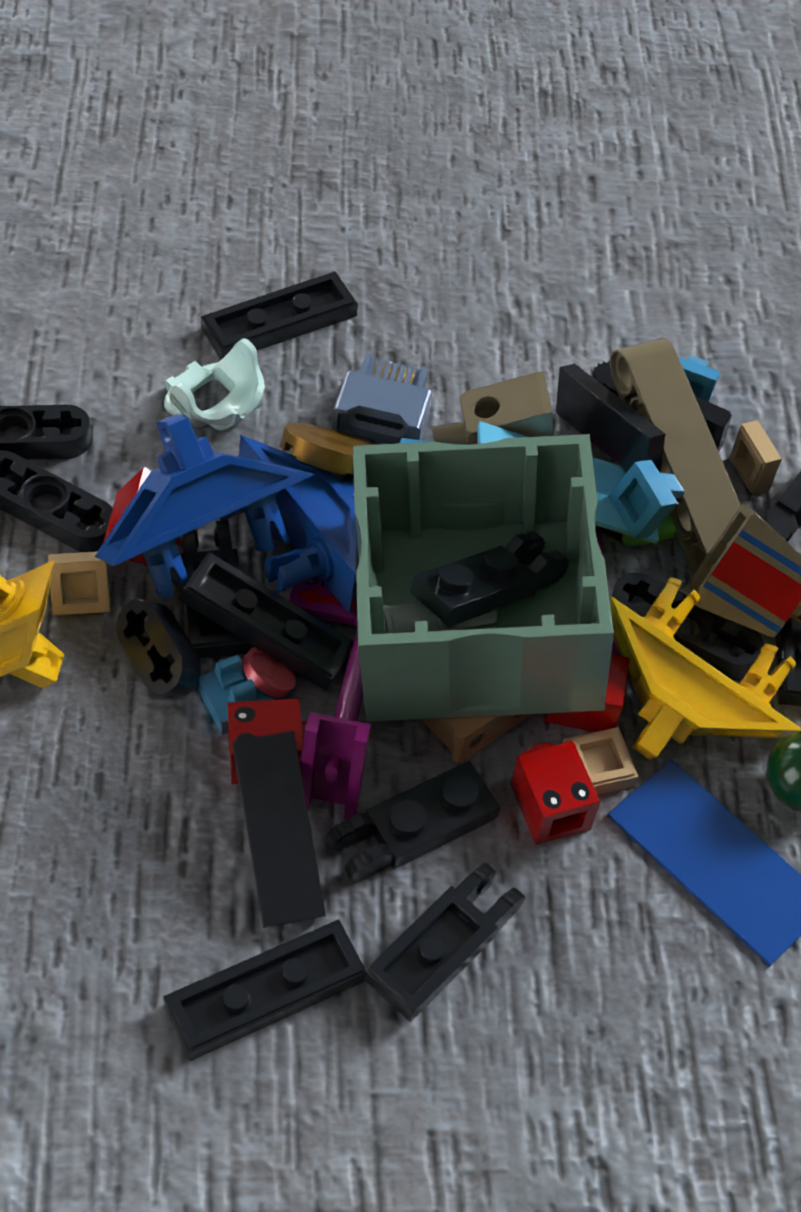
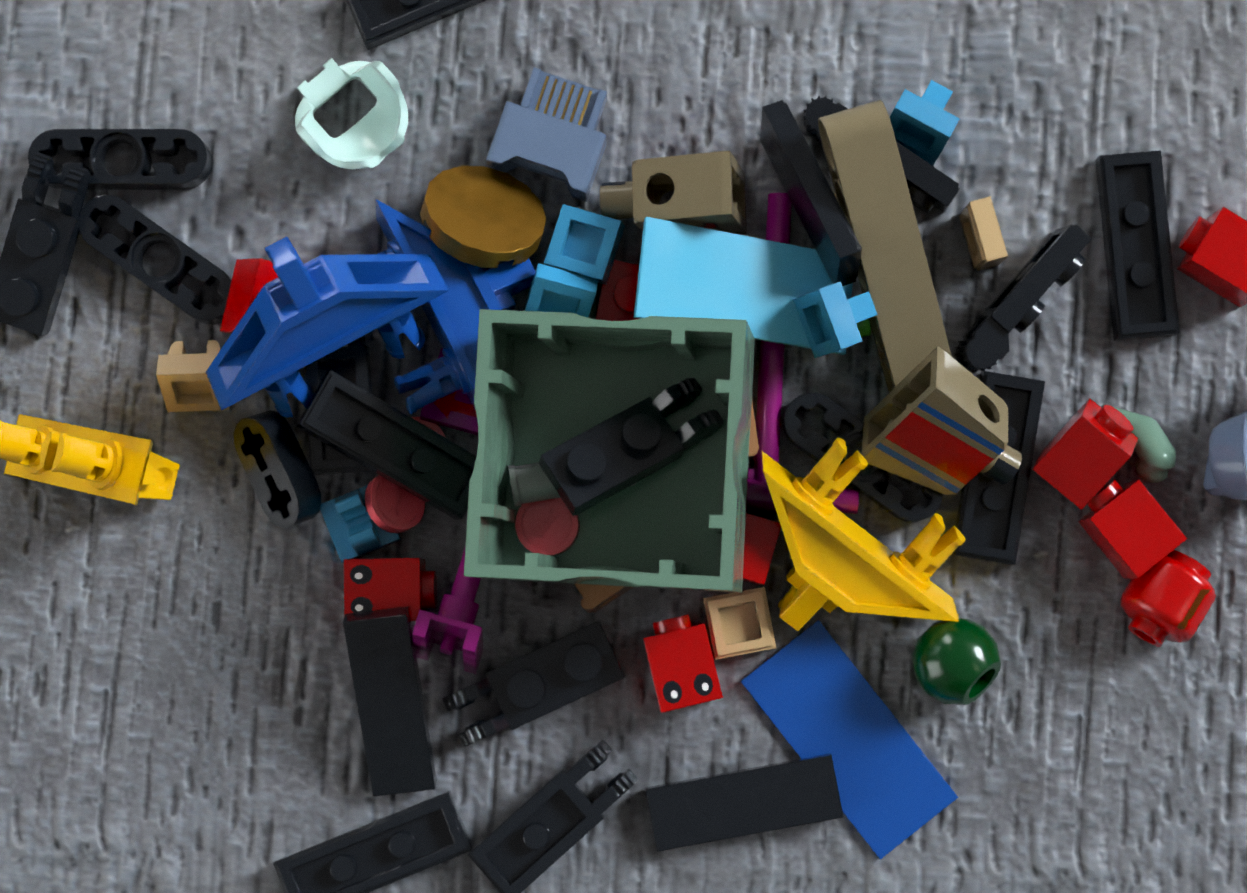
camera: 15 degrees right, 30 degrees up
(630, 914) = (744, 802): none -> black tile

